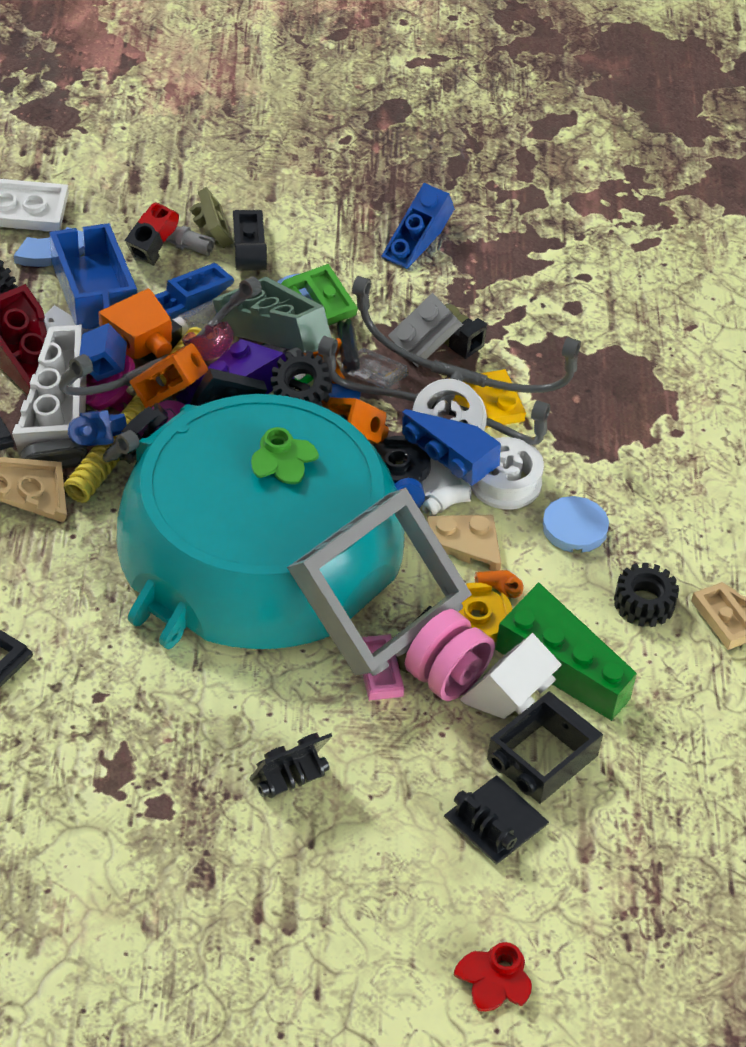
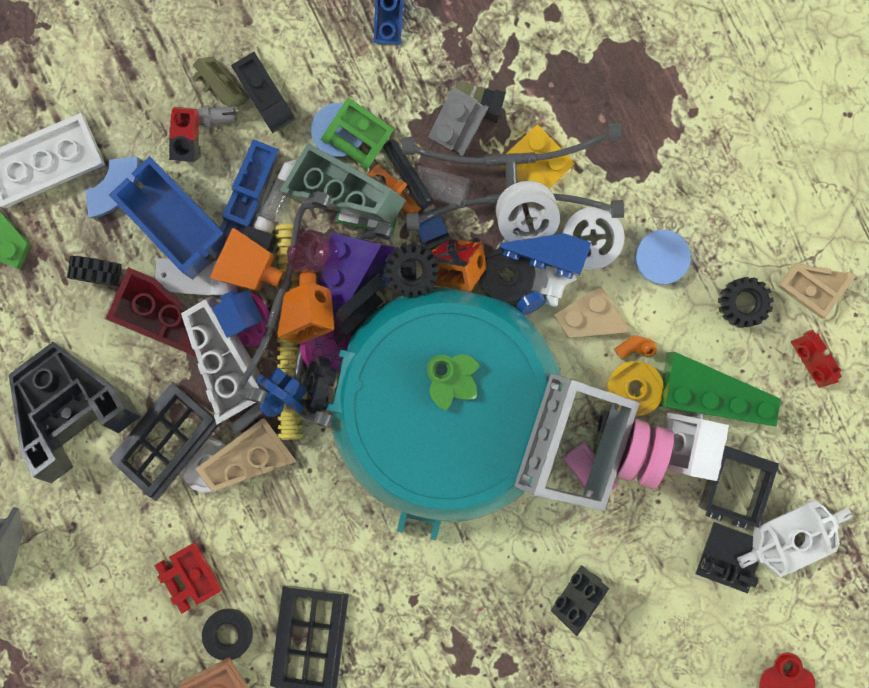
camera: 25 degrees left, 40 degrees up
(557, 828) = (775, 539): none -> white plate
(700, 672) = (822, 368): none -> red hinge

